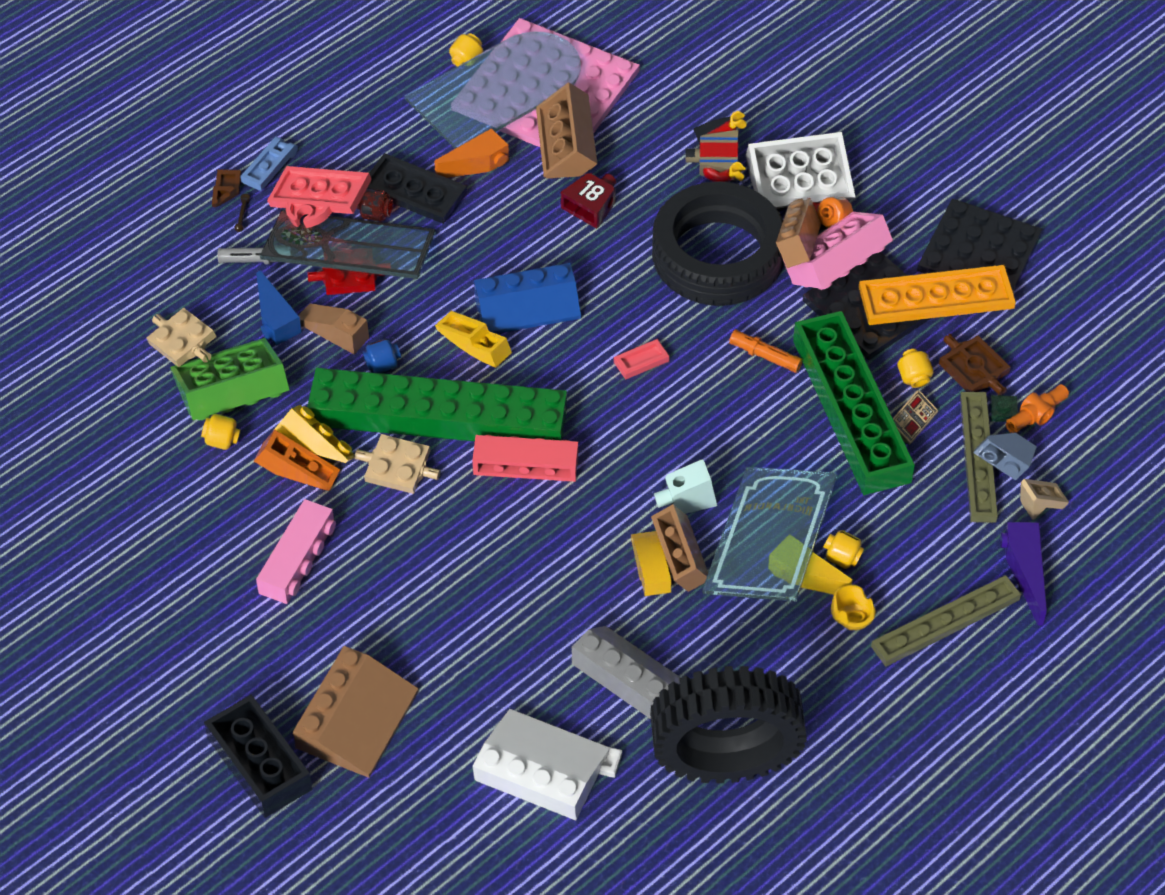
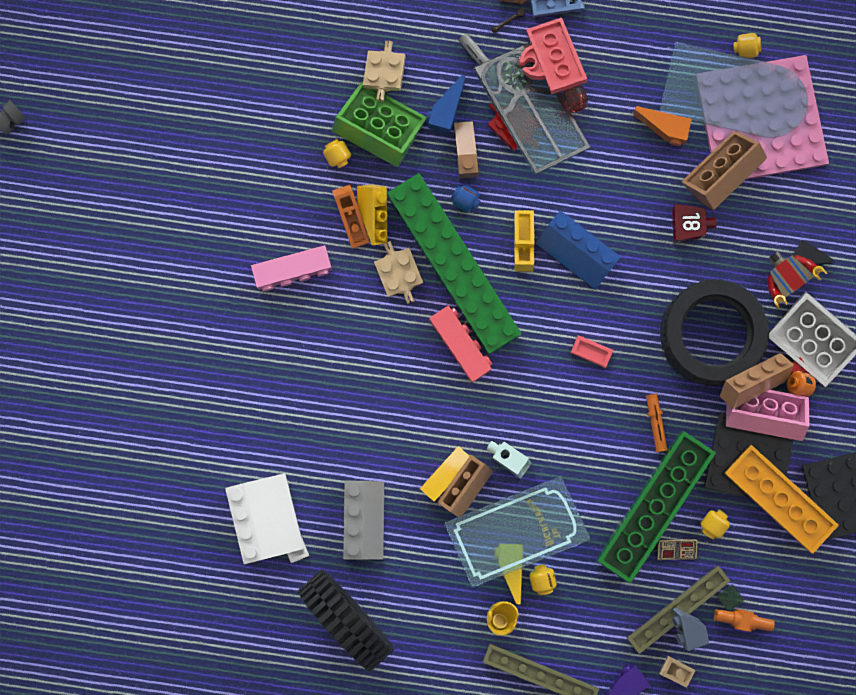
camera: 50 degrees right, 30 degrees up
(258, 756) = (144, 363): black brick -> none
(354, 713) = (215, 391): medium nougat slope -> none
(417, 188) = (609, 108): black plate -> none
(974, 365) = (748, 557): reddish brown plate -> none

